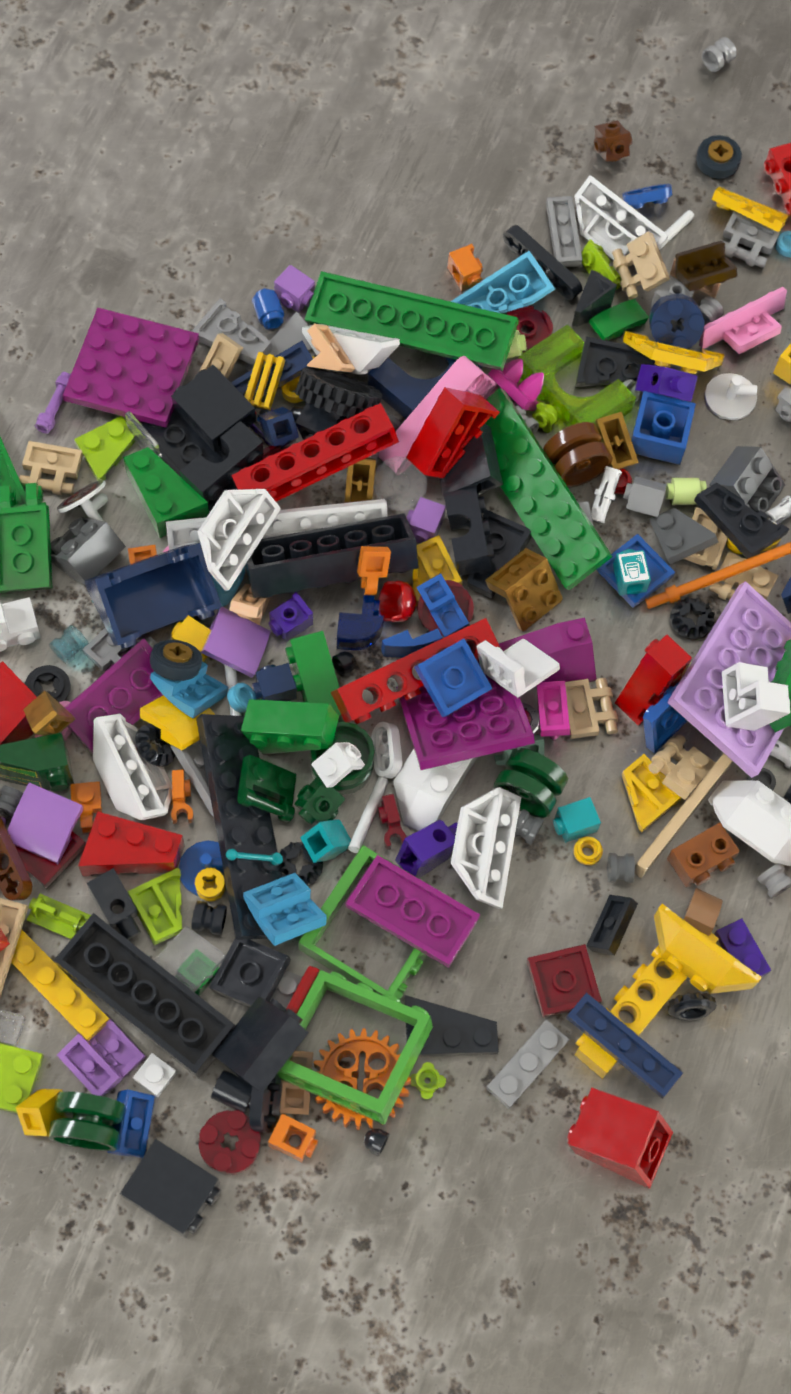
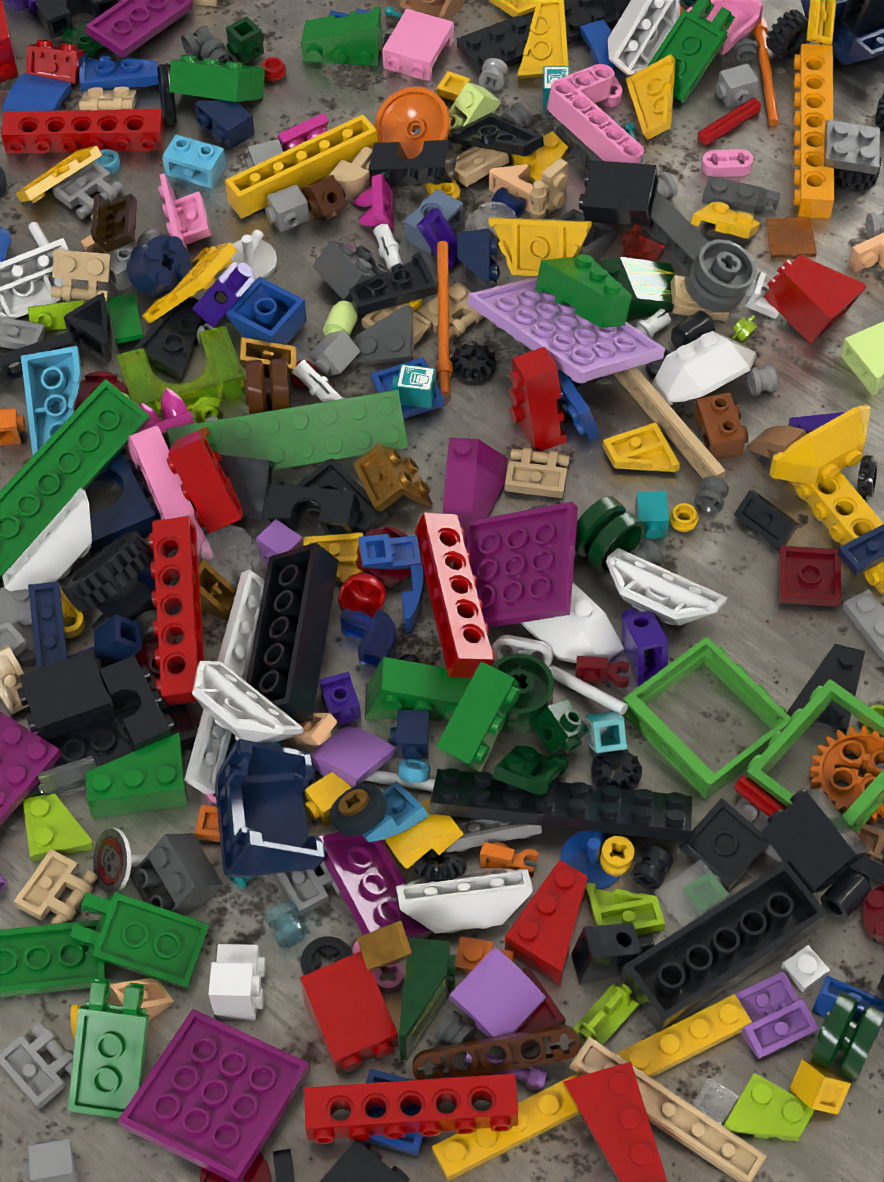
camera: 65 degrees left, 10 degrees down
(260, 359) = (36, 621): yellow tile -> none
(275, 859) = (609, 785): teal hinge -> none
(284, 909) = (674, 783): dark azure slope -> none
(332, 354) = (67, 562): light nougat slope -> none
(337, 763) = (537, 685): white bracket -> none
(372, 565) = (328, 590): orange plate -> none
(412, 911) = (710, 670): magenta plate -> none
(453, 677) = (479, 558): blue plate -> none
(517, 667) = (483, 504): white bracket -> none
(553, 709) = (532, 491): dark pink tile -> none
(689, 771) = (626, 413): tan plate -> none
(751, 698) = (599, 322): white brick -> none

